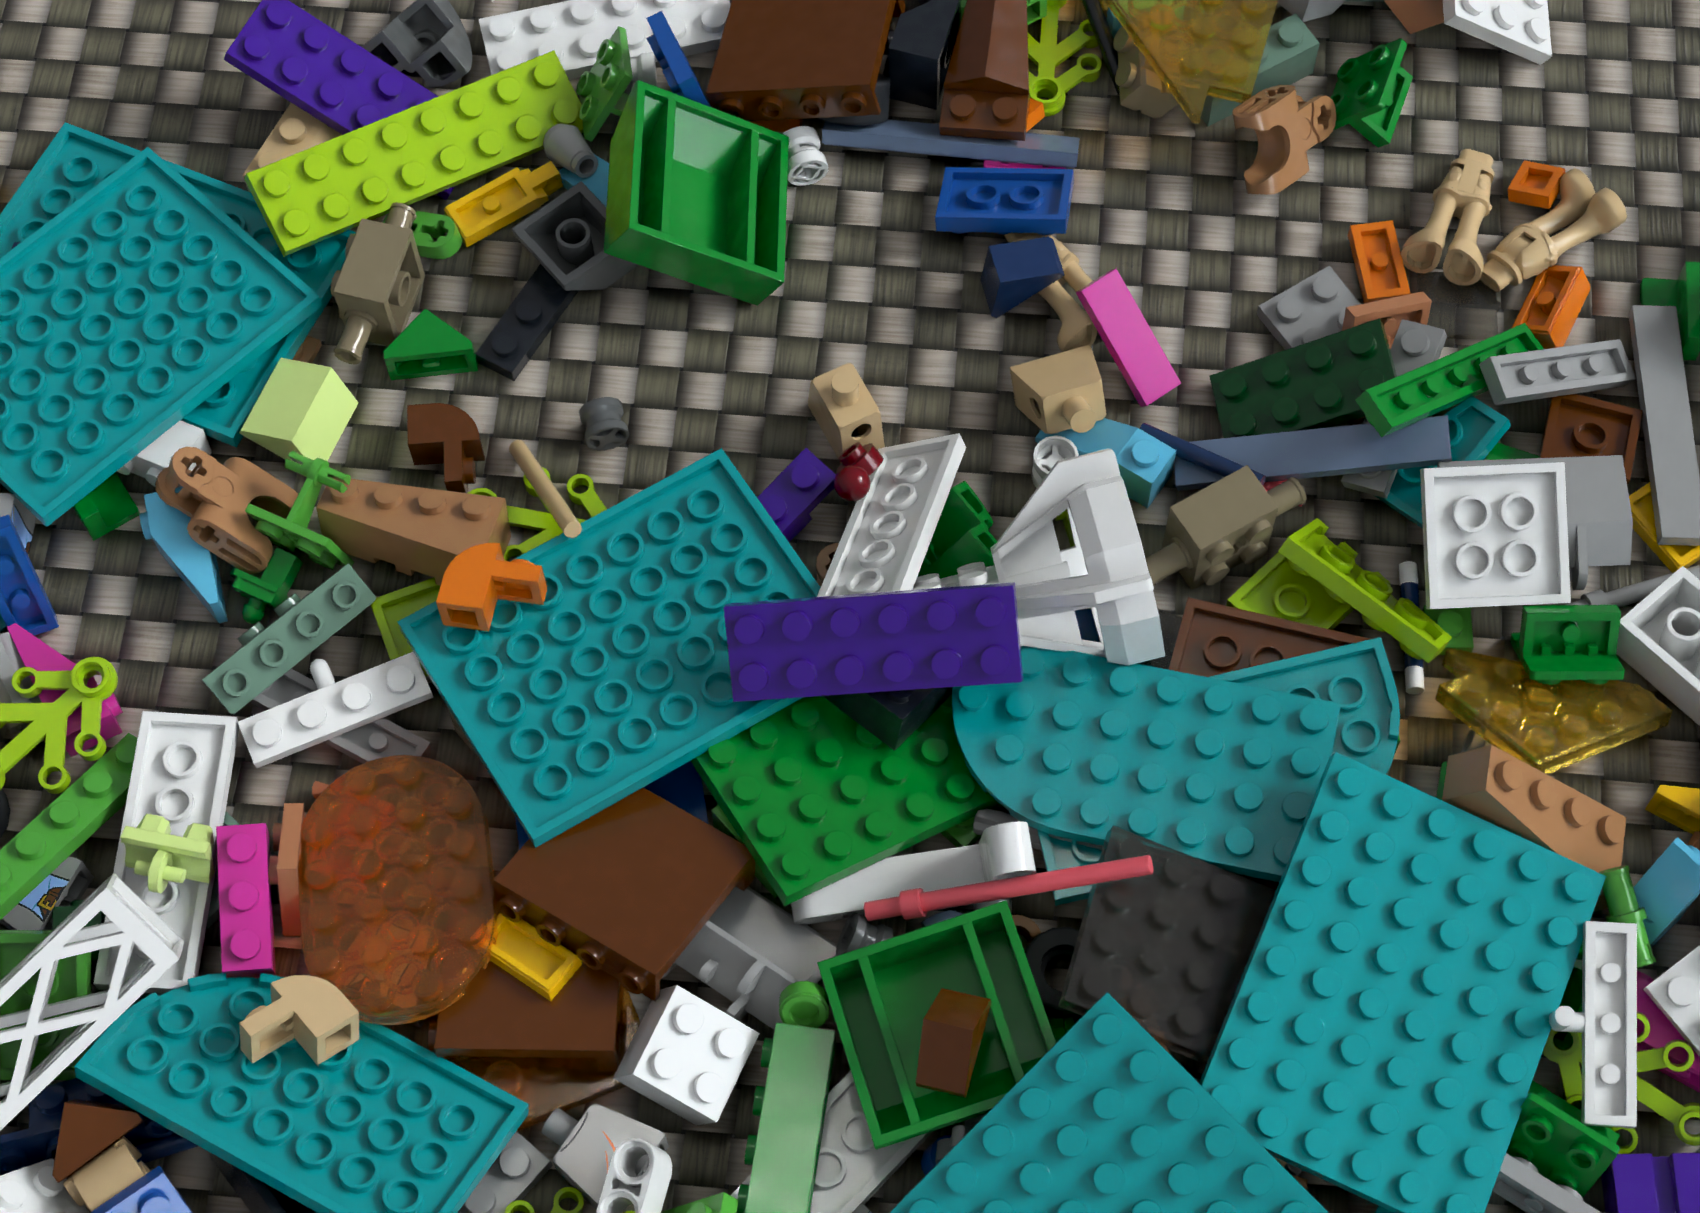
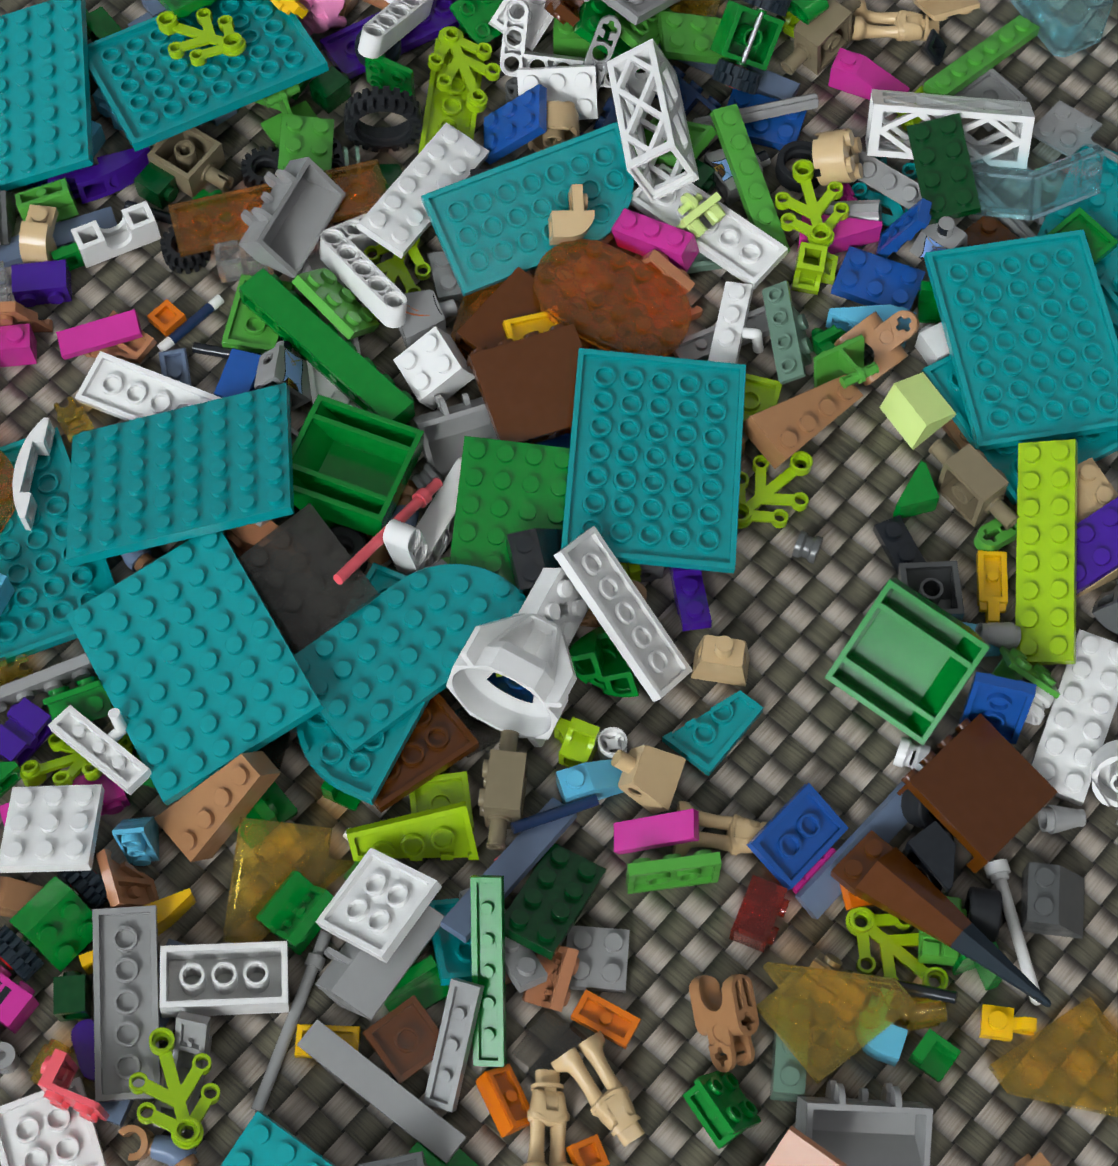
camera: 125 degrees right, 0 degrees up
(88, 1130) = (588, 118): reddish brown slope -> none
(107, 594) = (876, 280): none -> blue plate
(149, 679) = (813, 267): none -> lime brick
(448, 436) = (850, 473): reddish brown brick -> none
(482, 577) = (734, 402): orange brick -> none
(545, 489) = (781, 484): tan bar -> none
(804, 1004) = (413, 417): bright green tile -> none
(853, 474) = (683, 642): dark red plate -> none
(874, 642) = (549, 534): dark purple plate -> none
(940, 371) = (714, 734): none -> teal wing
(951, 1041) = (336, 450): reddish brown slope -> none
(1018, 271) = (741, 805): dark blue slope -> none
(1127, 190) = (758, 914): none -> clear red brick
(1165, 288) = (673, 871): none -> bright green plate
(1625, 909) = (141, 806): bright green pin -> none

